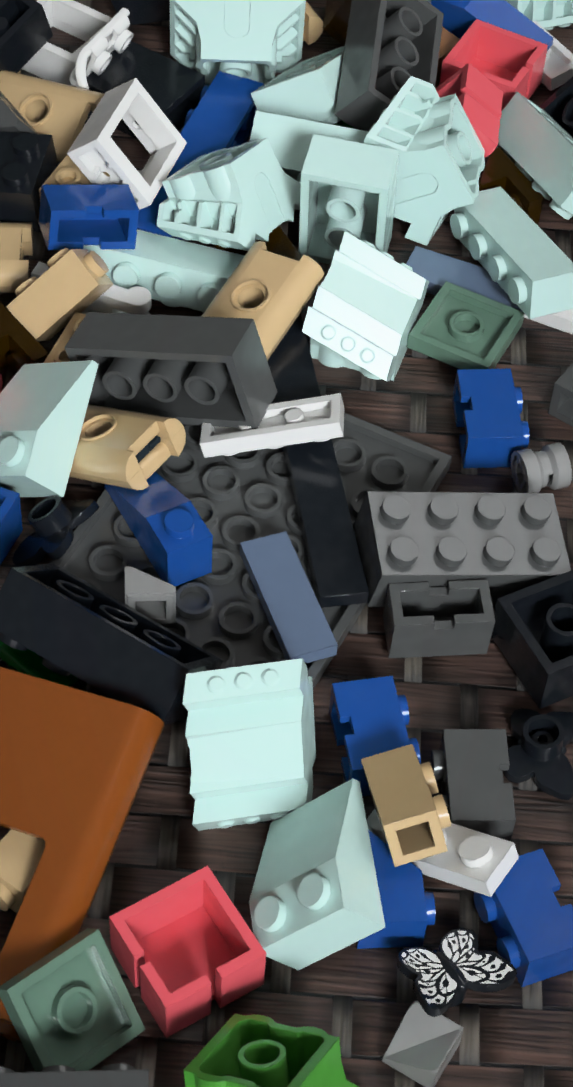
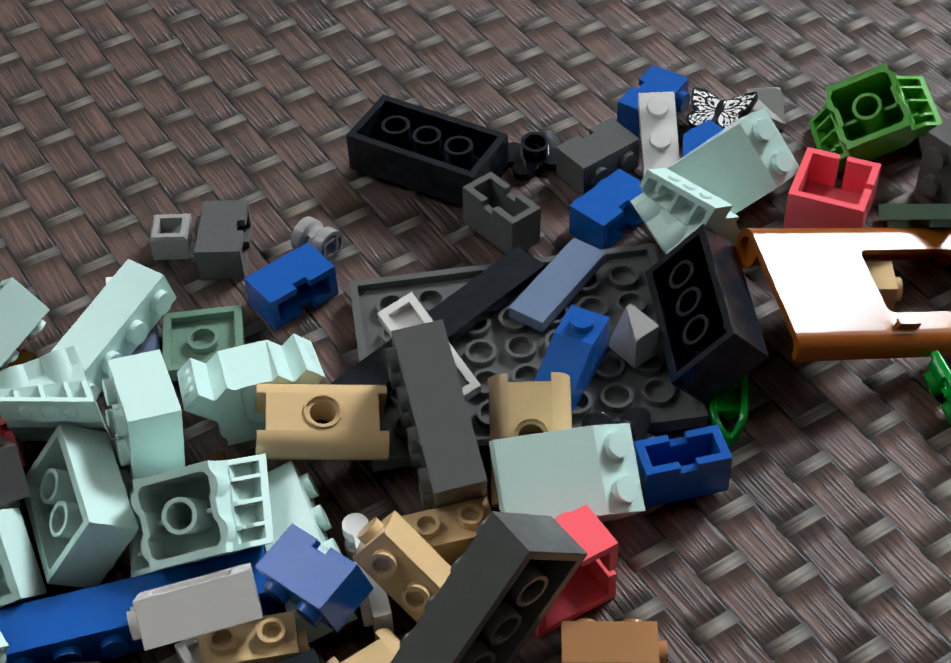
camera: 120 degrees left, 5 degrees down
(405, 804) = (661, 141): tan brick -> none
(457, 538) = (437, 224): brick -> none

